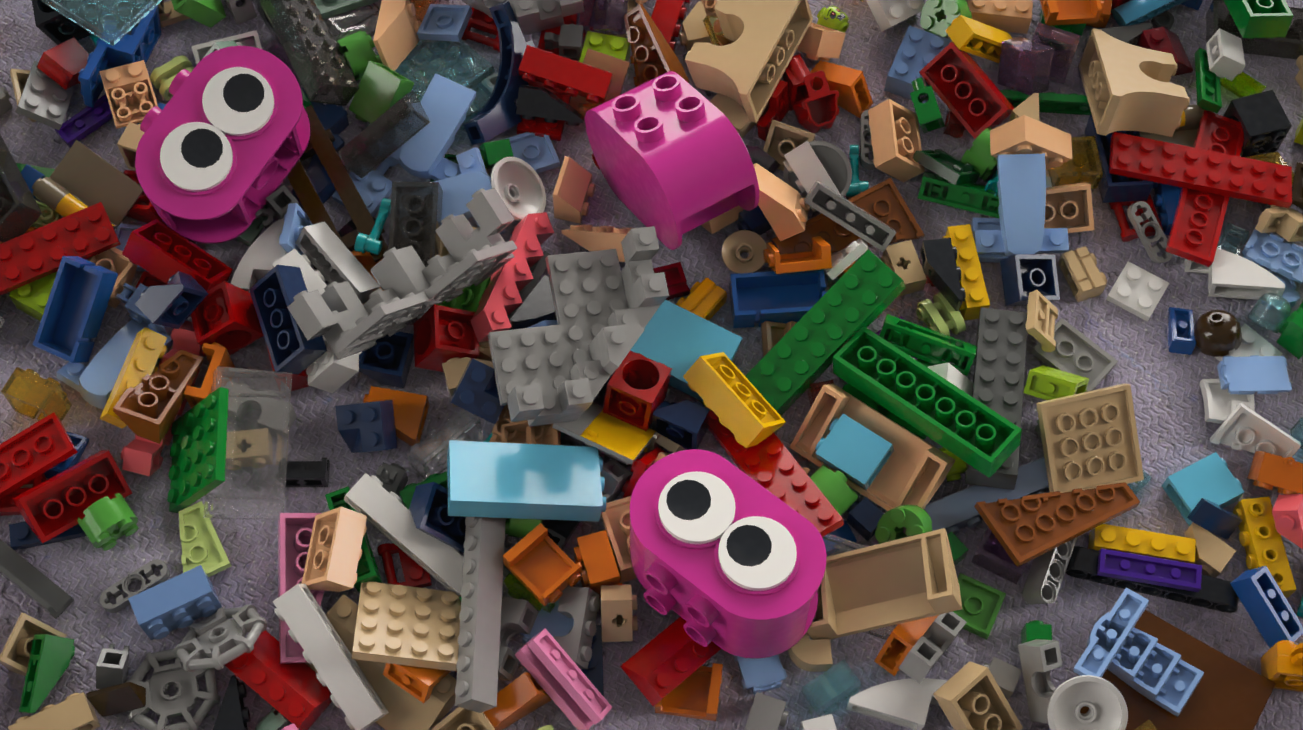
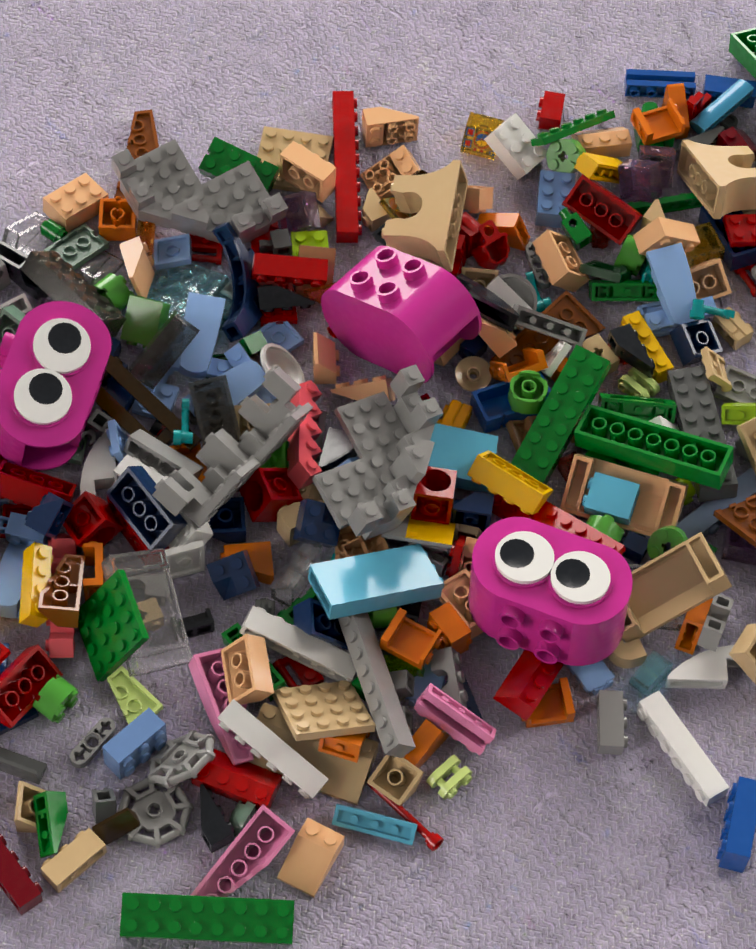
camera: 20 degrees left, 5 degrees down
(317, 391) = (186, 559): none -> white plate
(616, 613) = (476, 661): tan brick -> none
(649, 48) = (346, 236): dark orange wedge -> none
(779, 169) = (490, 305): none -> black slope
(793, 292) = (527, 392): none -> bright green brick
(833, 18) = (479, 177): lime head -> none
(979, 605) = (741, 589): bright green tile -> none
(1043, 241) = (699, 310): none -> teal brick

